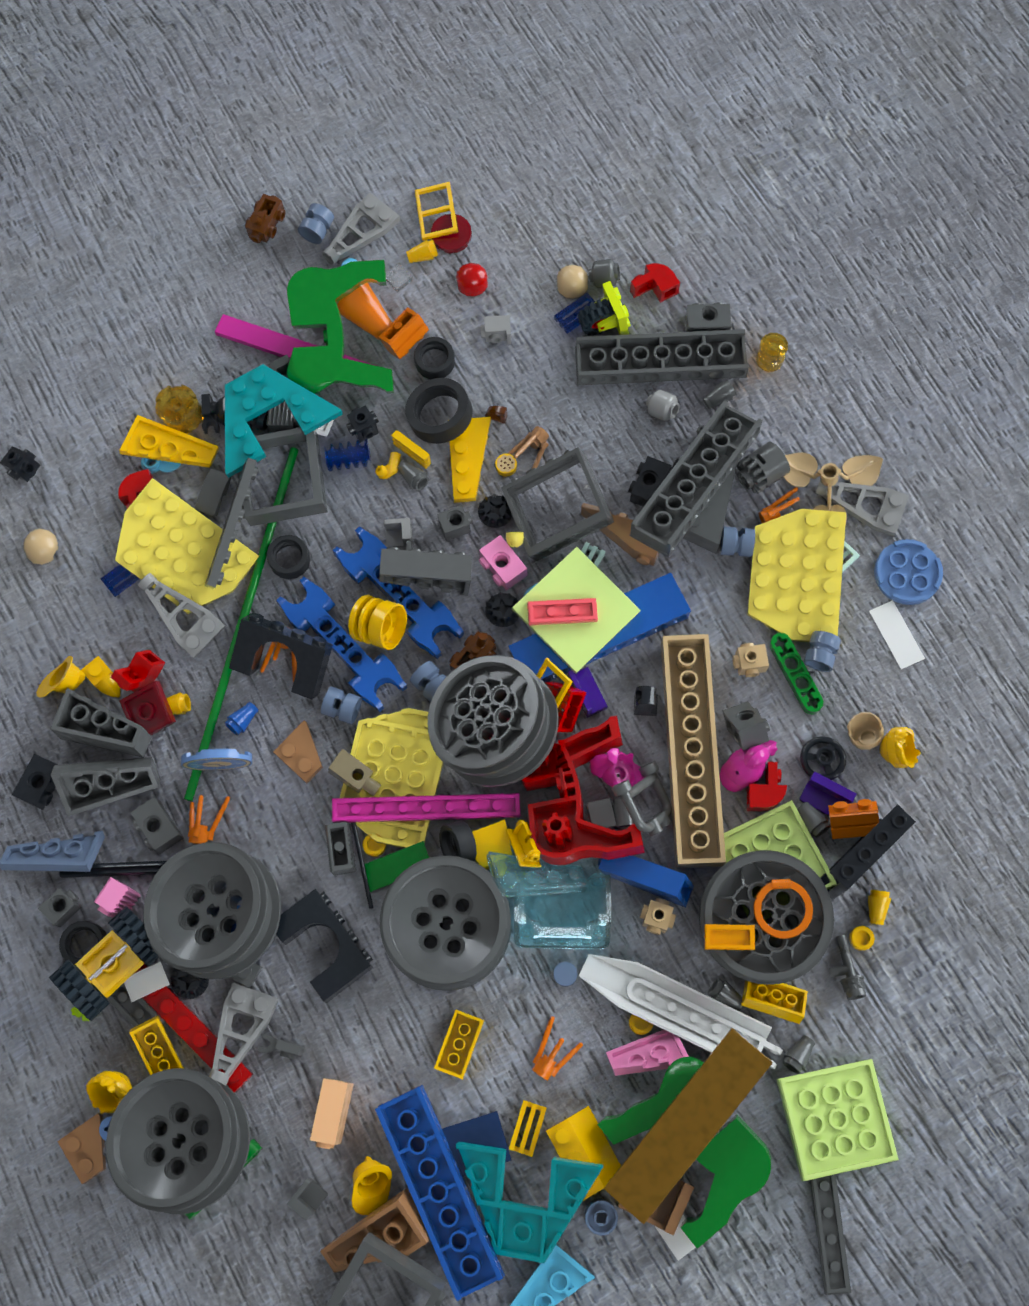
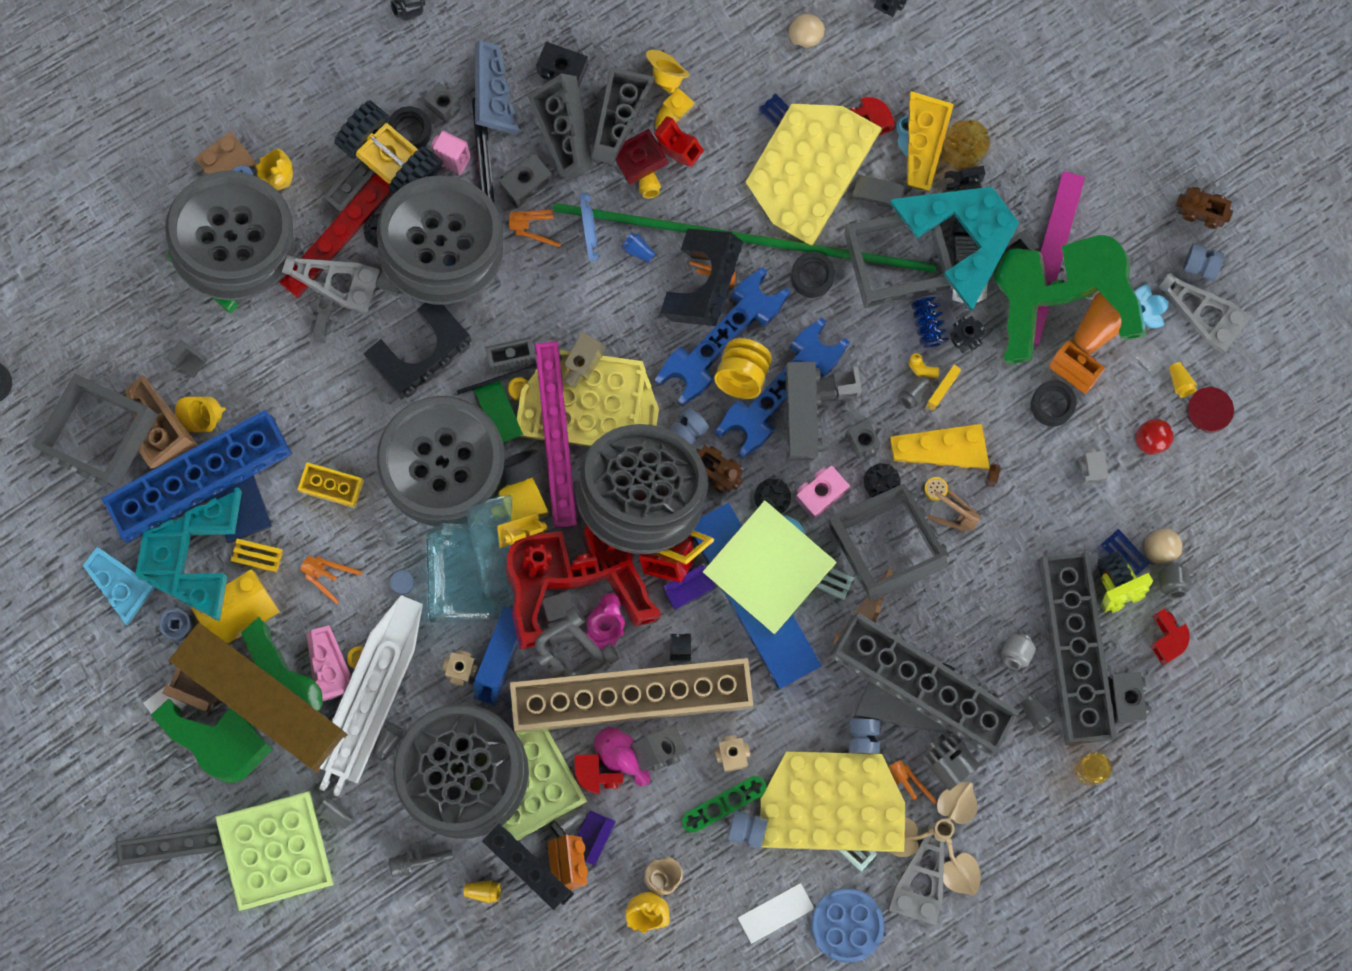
camera: 80 degrees right, 5 degrees up
(146, 981) = (375, 190): white sticker -> none
(155, 1046) = (314, 206): yellow piece -> none
(200, 634) = (721, 196): light grey plate -> none
(229, 533) = (826, 211): dark grey plate -> none
(300, 753) = (607, 308): medium nougat wing -> none
(331, 1113) = (262, 371): light nougat brick -> none
(348, 708) = (657, 341): sand blue wheel -> none
(428, 391) = (1002, 390): black tyre -> none
(450, 207) = (1240, 405): yellow window -> none
(514, 539) = (846, 500): light yellow hinge -> none
(562, 611) = (763, 551): coral tile -> none
(650, 470) = (940, 639): black brick -> none
(729, 937) = (434, 730): light orange tile -> none
(776, 1000) = (381, 793): yellow piece -> none
(783, 884) = (487, 782): orange piece -> none
(828, 752) = (617, 842): black piece -> none
(861, 938) = (451, 875): yellow tile -> none

